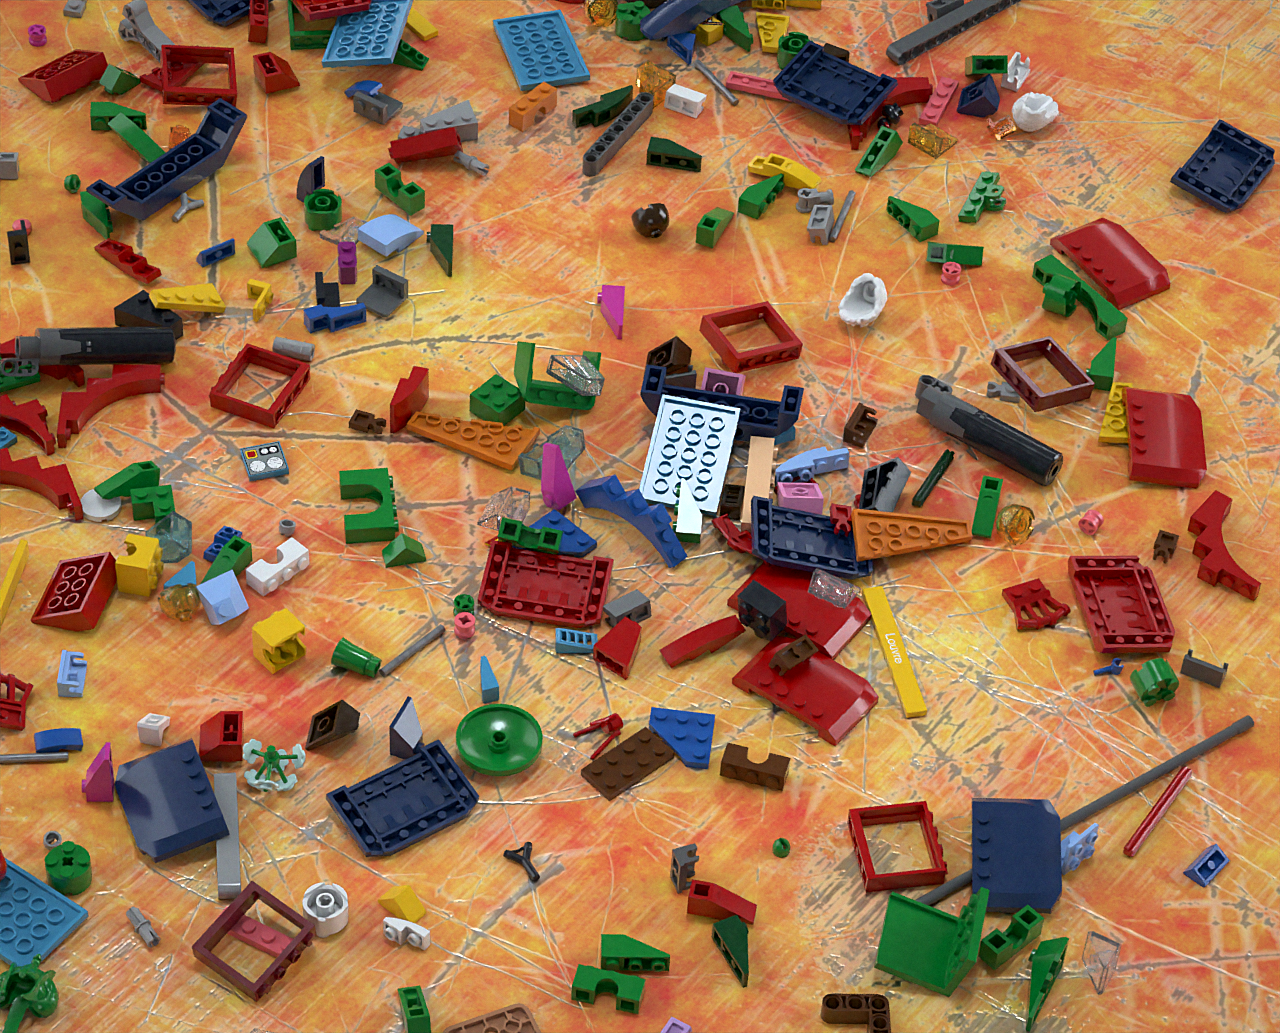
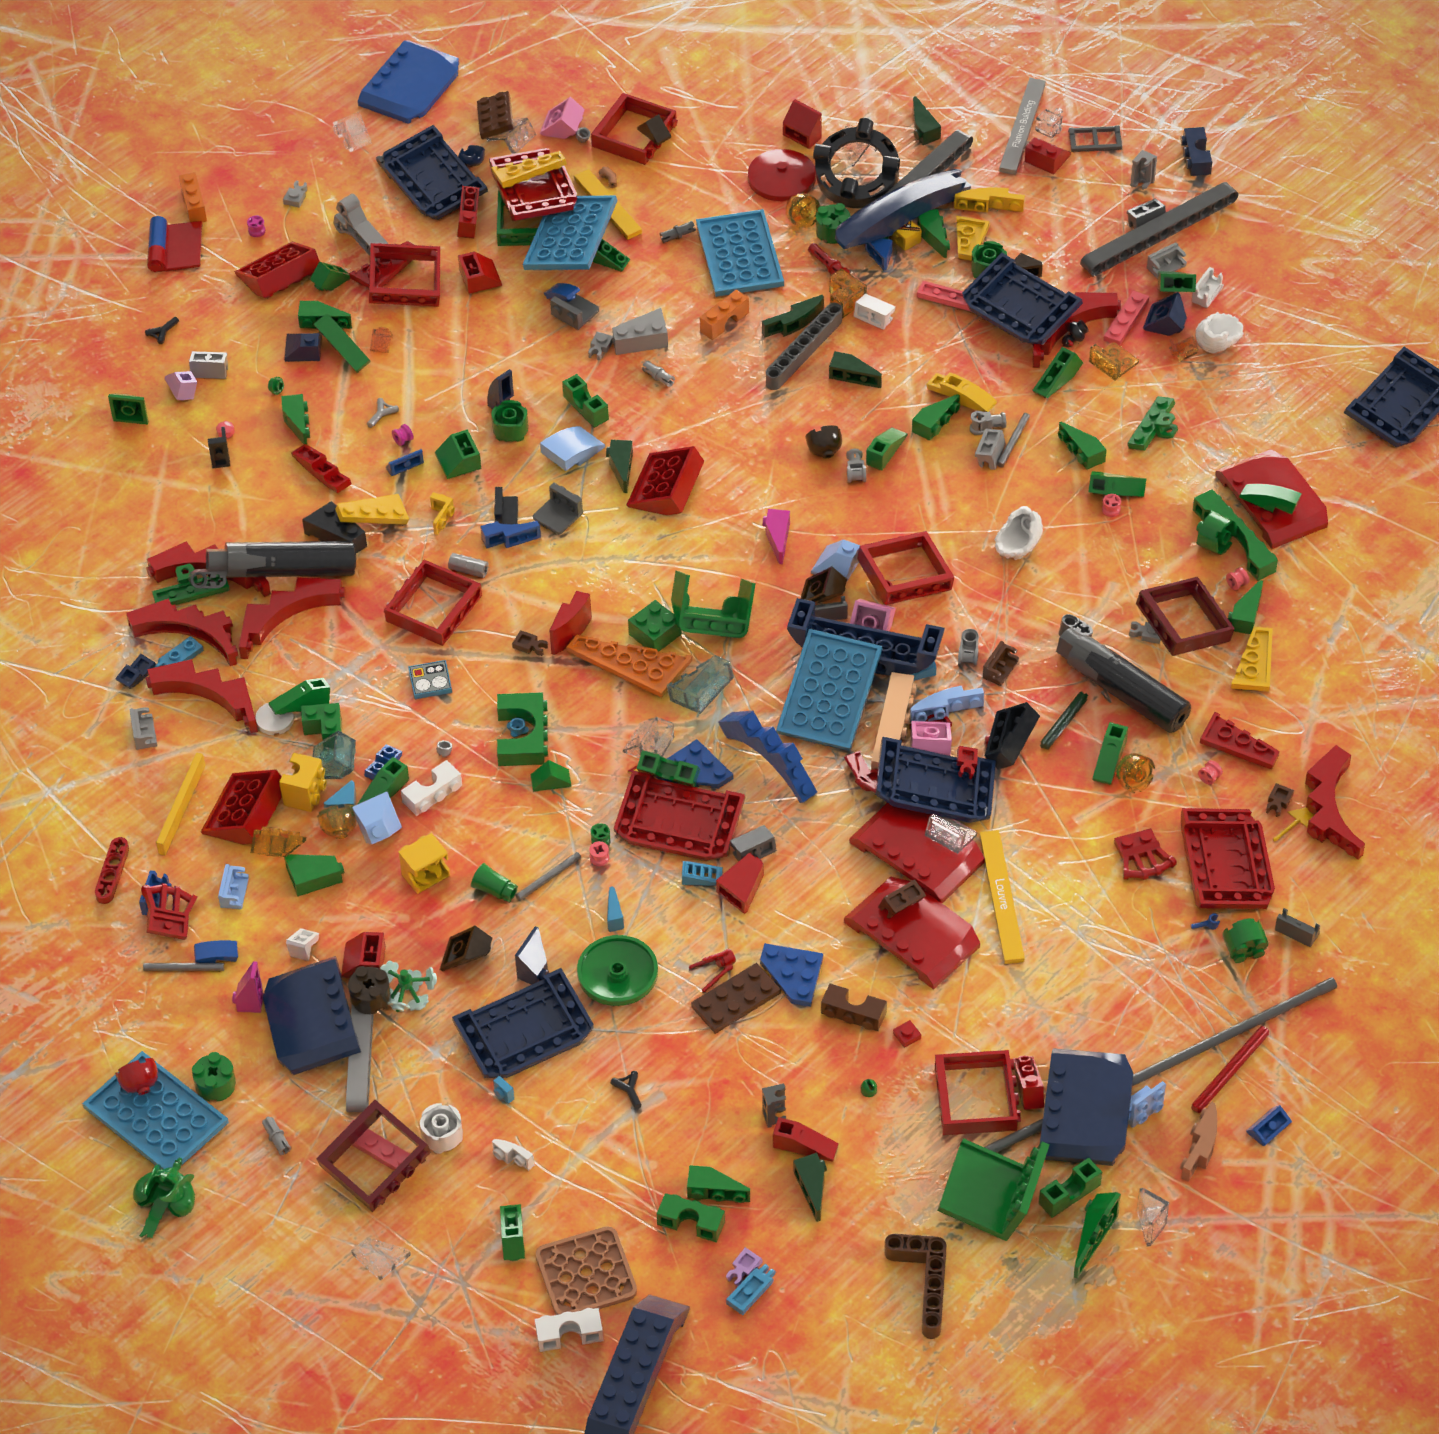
camera: 10 degrees right, 5 degrees up
(49, 837) = (199, 1046): light grey hinge -> none
(97, 147) = (303, 347): none -> dark blue slope
(115, 625) = (275, 842): none -> clear yellow slope
(157, 655) = (313, 872): none -> green slope
(178, 168) = (374, 374): dark blue slope -> none
(211, 226) = (402, 434): none -> dark pink wheel
(233, 769) = (369, 989): none -> dark brown brick
(344, 231) = (528, 445): clear wing -> none
(347, 263) = (527, 477): magenta brick -> none
(362, 504) = (517, 727): none -> dark azure plate
(389, 867) = (503, 1090): none -> dark azure plate
(403, 903) = (513, 1125): yellow slope -> none
(426, 146) = (616, 355): red slope -> none
(475, 32) = (677, 231): none -> dark grey pin
(492, 263) = (666, 481): none -> red slope
(555, 479) = (698, 713): dark pink slope -> none
(576, 373) = (731, 603): clear slope -> none
(619, 47) = (832, 265): none -> red pin
(684, 325) = (841, 556): none -> light blue slope
(685, 244) = (855, 466): none -> light grey connector
(689, 516) = (822, 756): slope -> none
(705, 638) = (819, 878): red slope -> none
(713, 79) = (908, 291): flat silver bar -> none
(732, 503) = (866, 738): dark brown slope -> none
(762, 611) = (876, 854): black hinge -> none
(814, 791) = (907, 1033): none -> red plate
(826, 410) = (969, 647): none -> light grey piece
(890, 533) = (1012, 778): orange wing -> none
(951, 834) = (1029, 1082): none -> red slope
(970, 46) = (1166, 259): none -> light grey hinge
(1089, 337) = (1237, 578): none -> coral wheel
(1105, 490) = (1229, 739): none -> red wing
(1113, 258) = (1271, 497): none -> slope
(1141, 884) = (1202, 1142): none -> nougat slope
(1164, 438) = (1295, 687): red slope -> none
(1189, 561) = (1301, 815): none -> yellow piece

